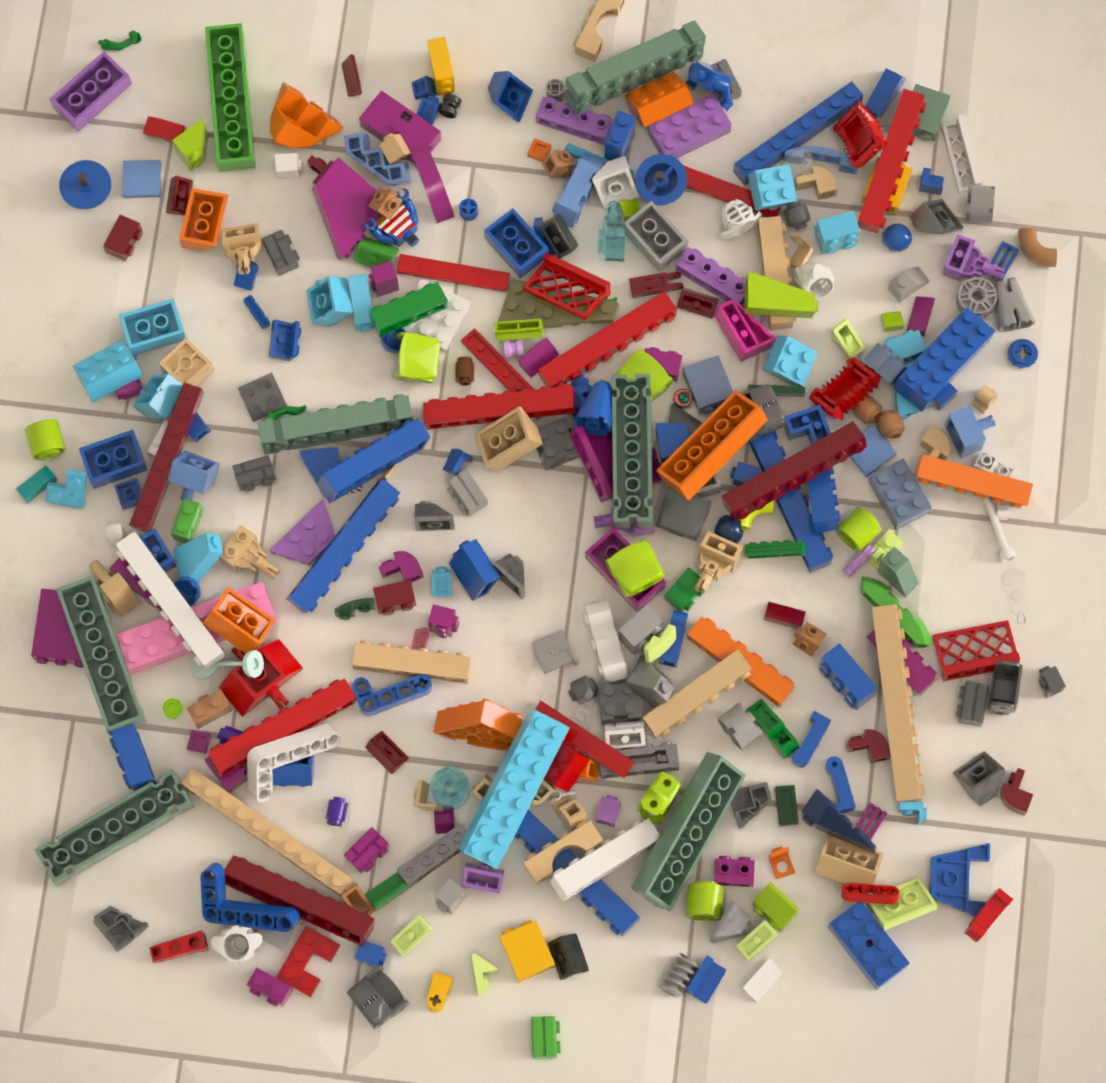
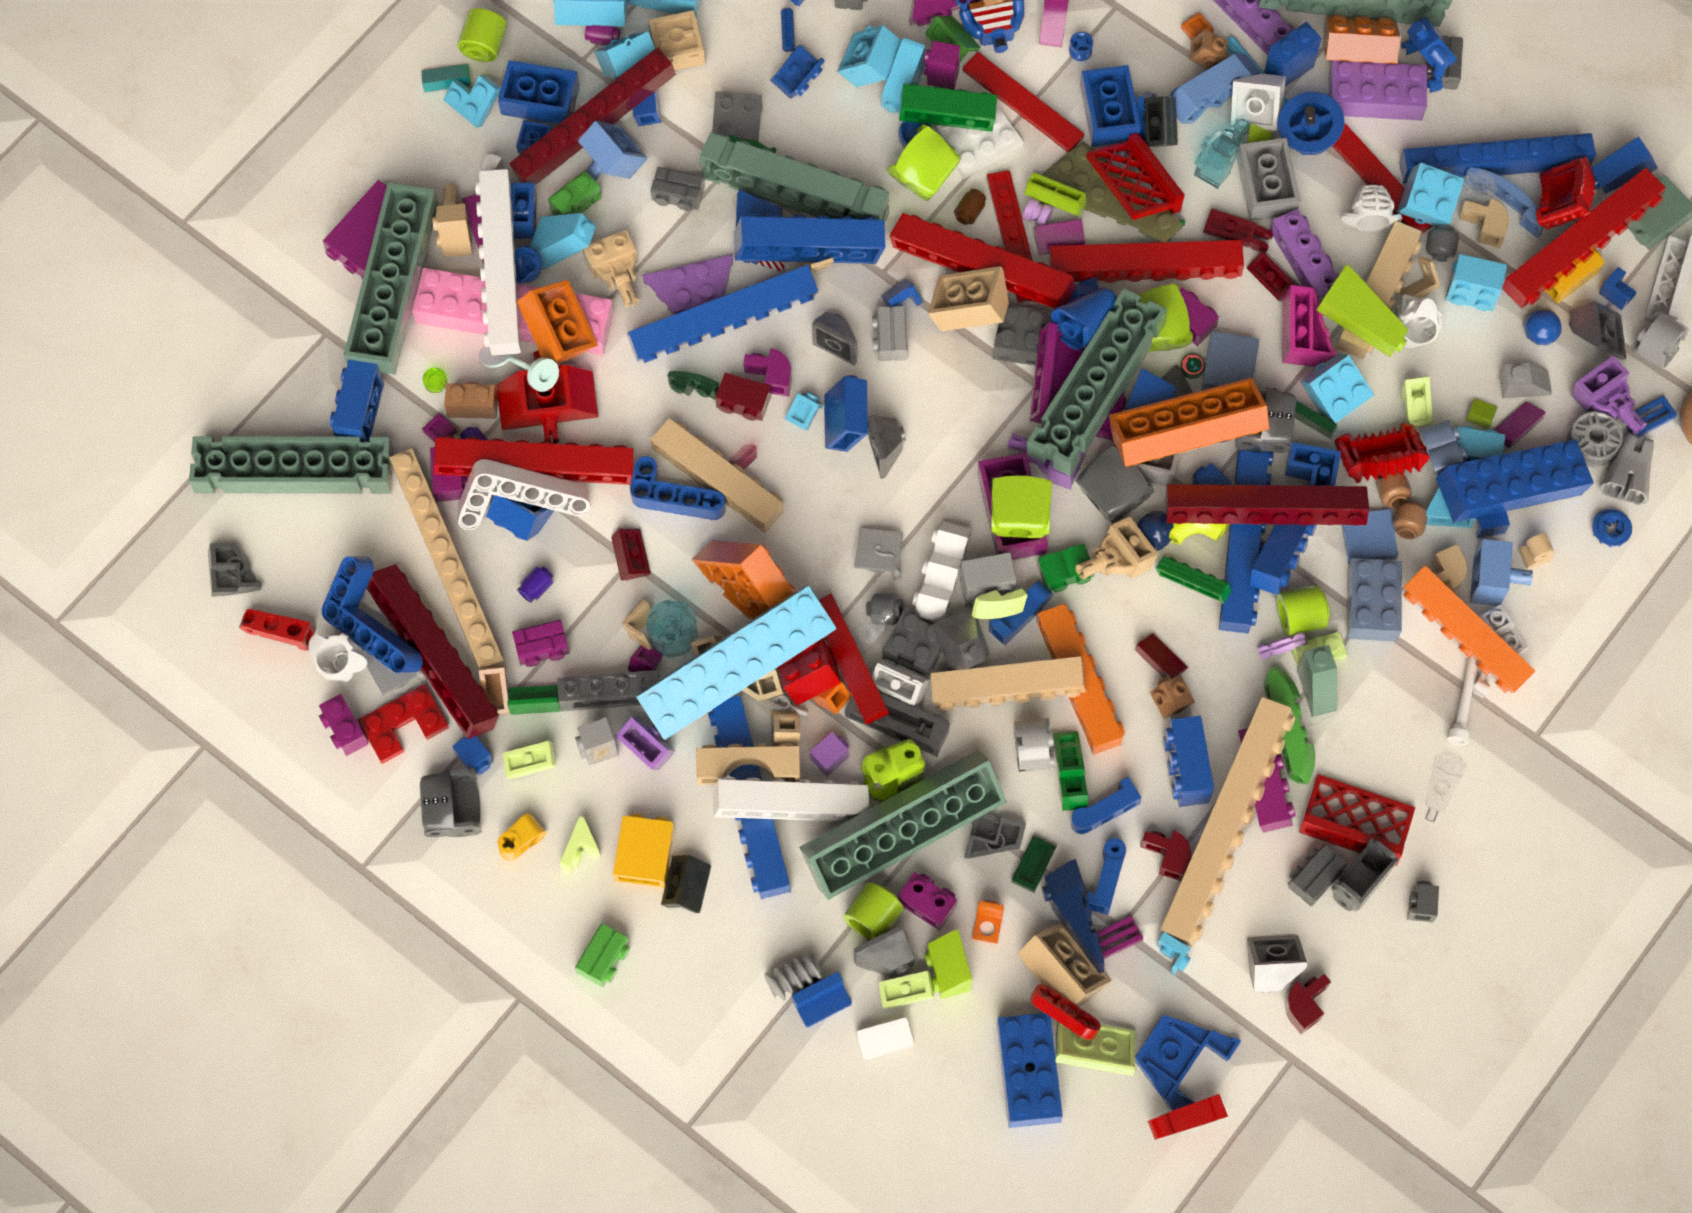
camera: 30 degrees right, 5 degrees down
(443, 621) = (777, 448): magenta brick -> none

